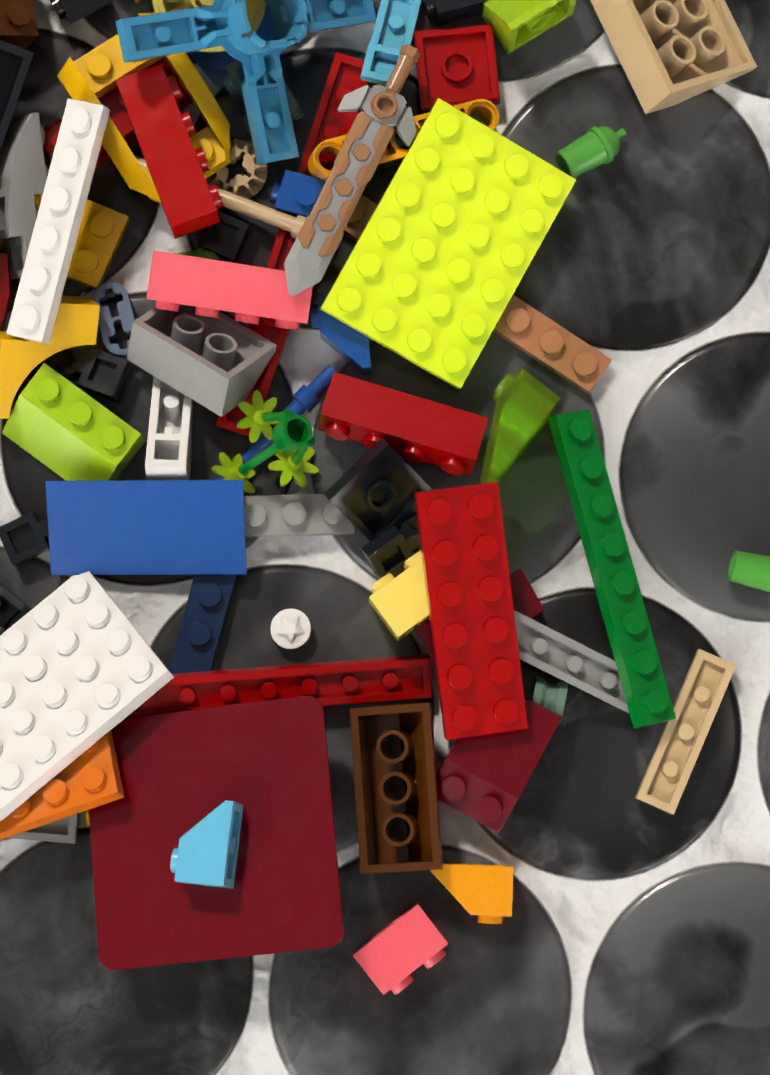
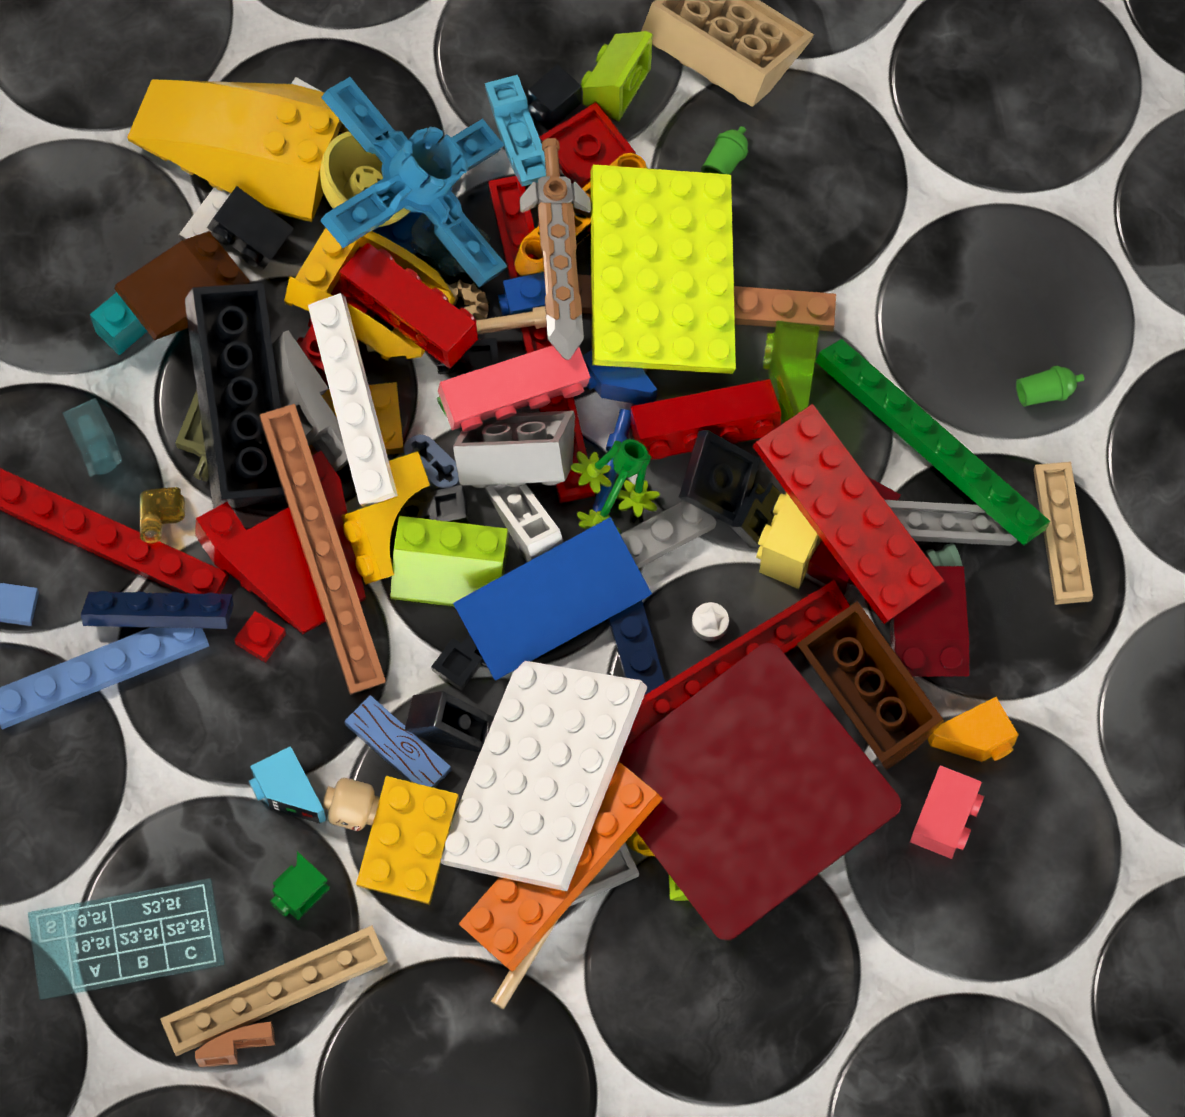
camera: 30 degrees left, 15 degrees down
(210, 849) = (755, 796): medium azure slope -> none

